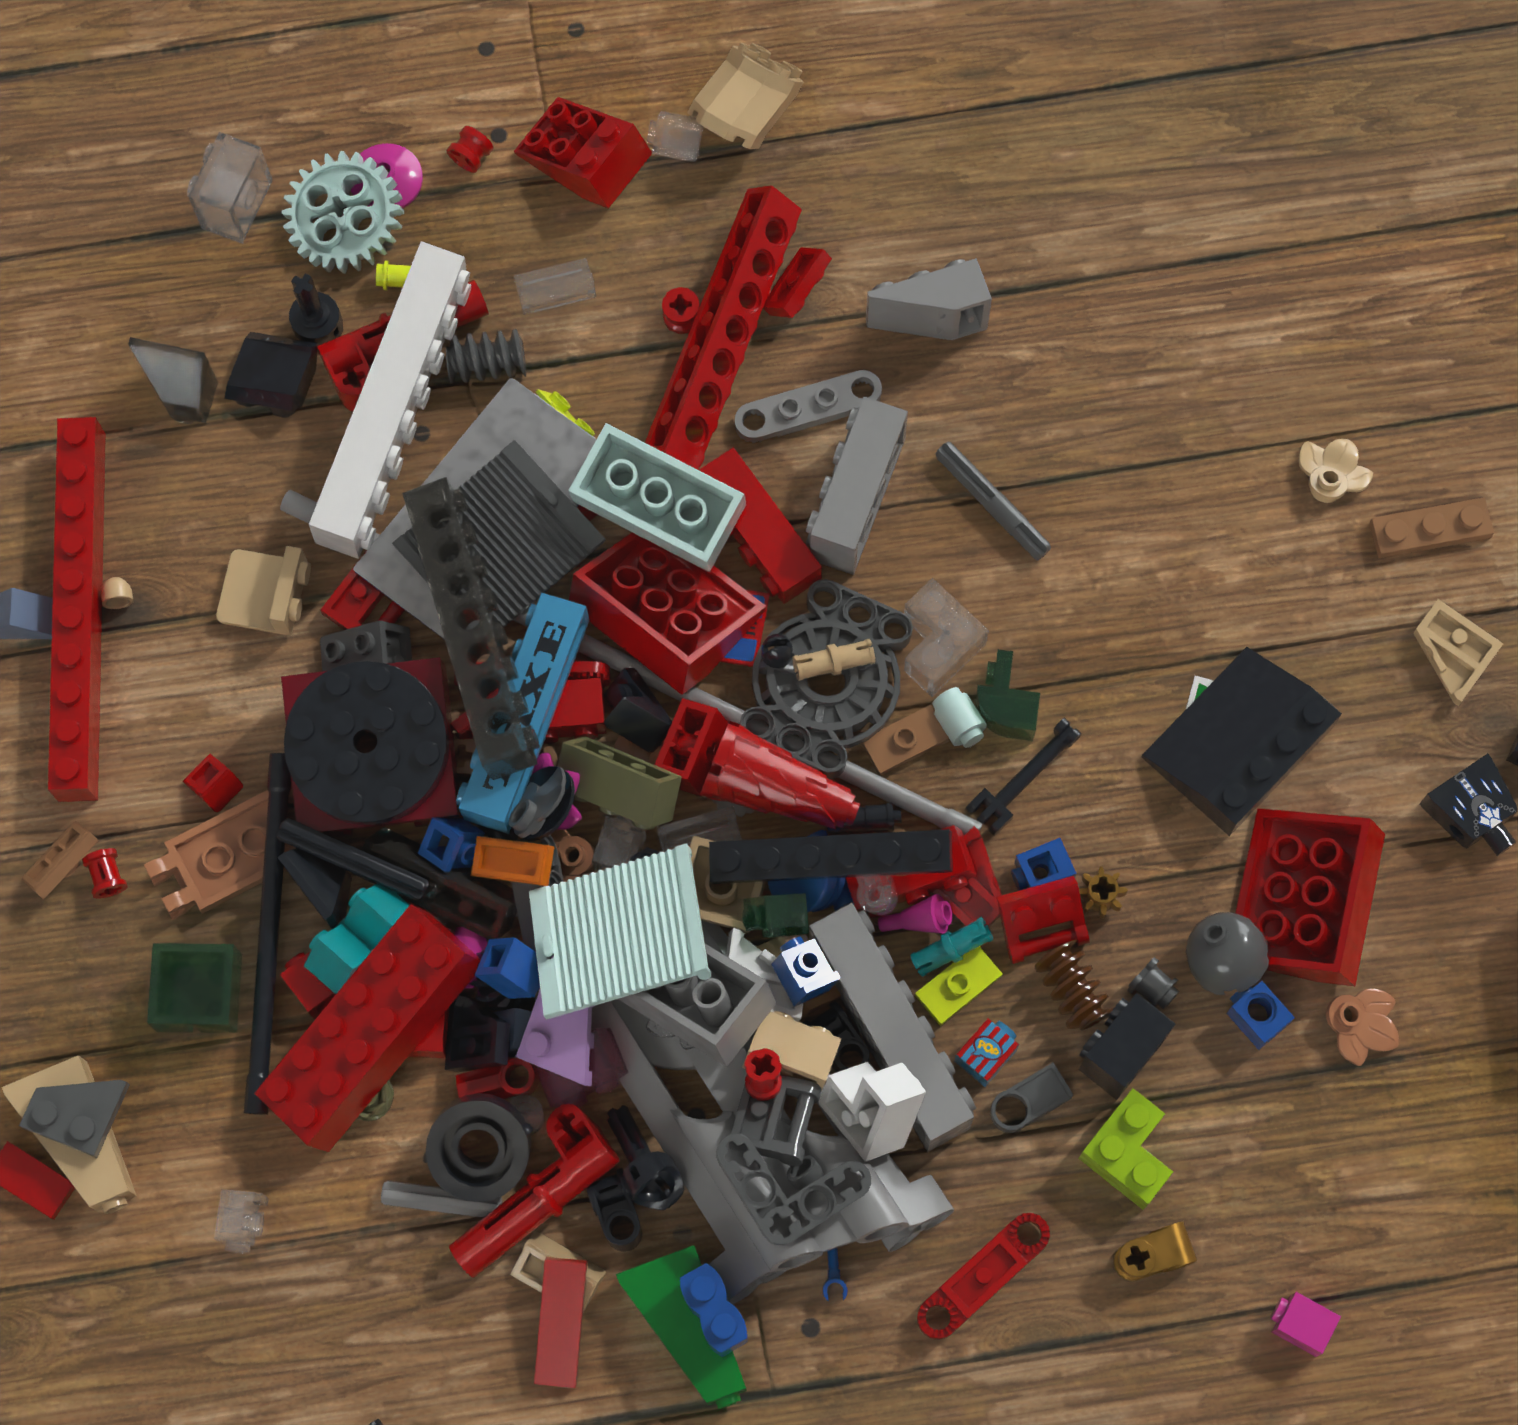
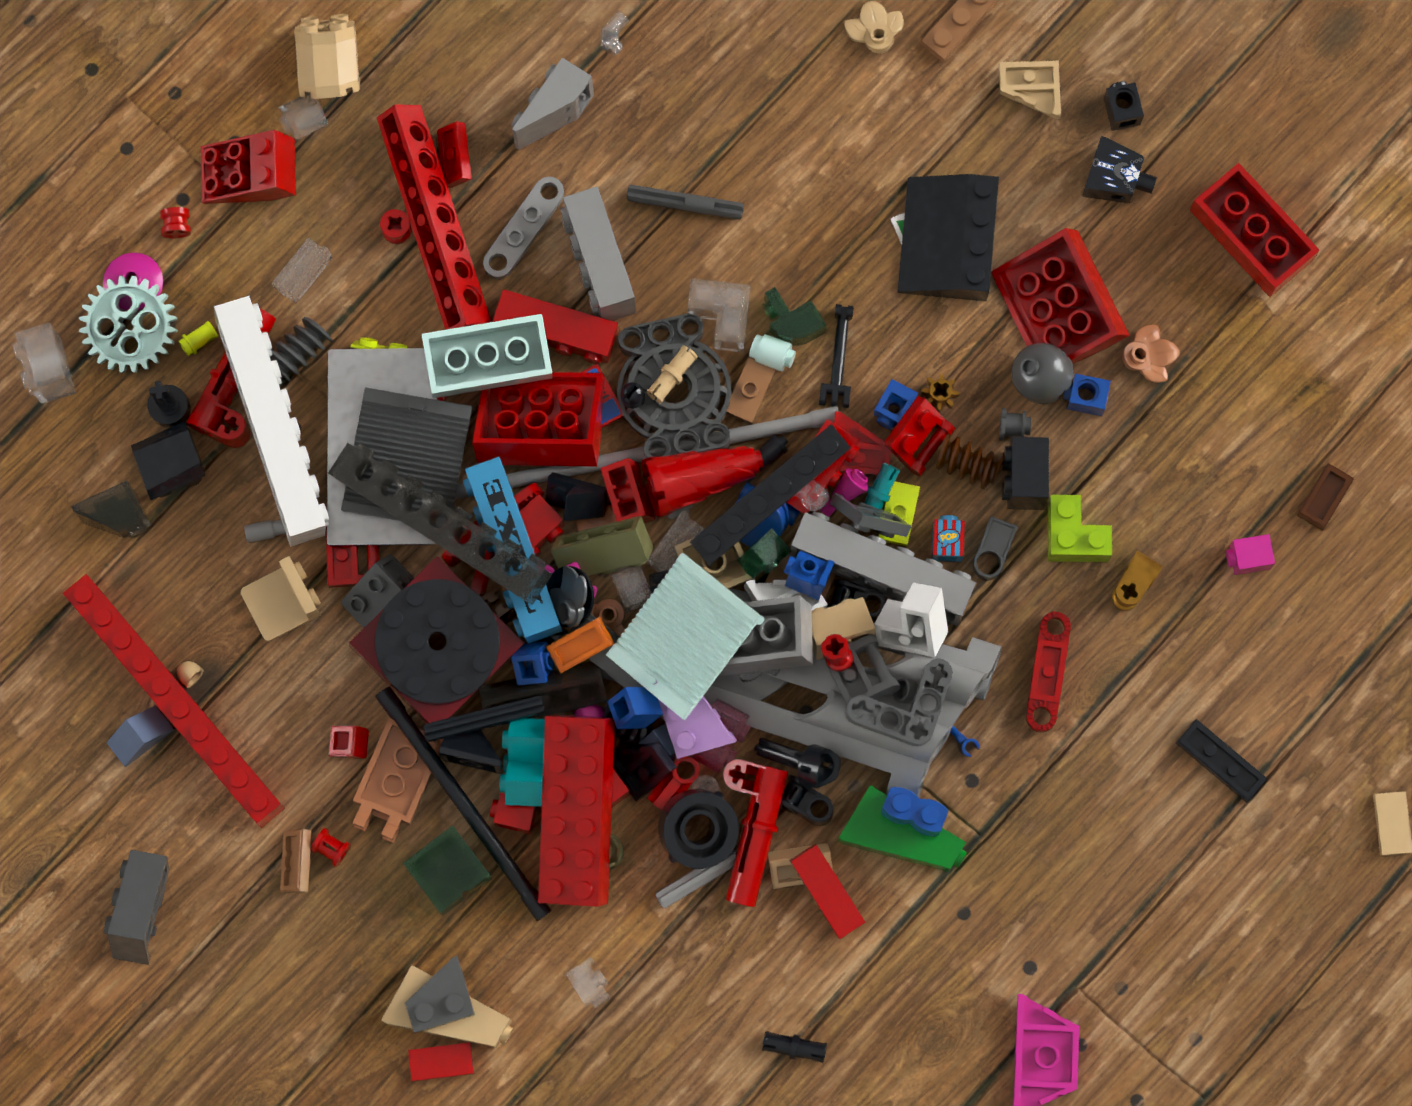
camera: 40 degrees left, 5 degrees up
(920, 964) = (868, 517): none -> dark grey wing
(1052, 278) = (610, 35): none -> clear arm
(1438, 1325) = (1325, 496): none -> reddish brown tile

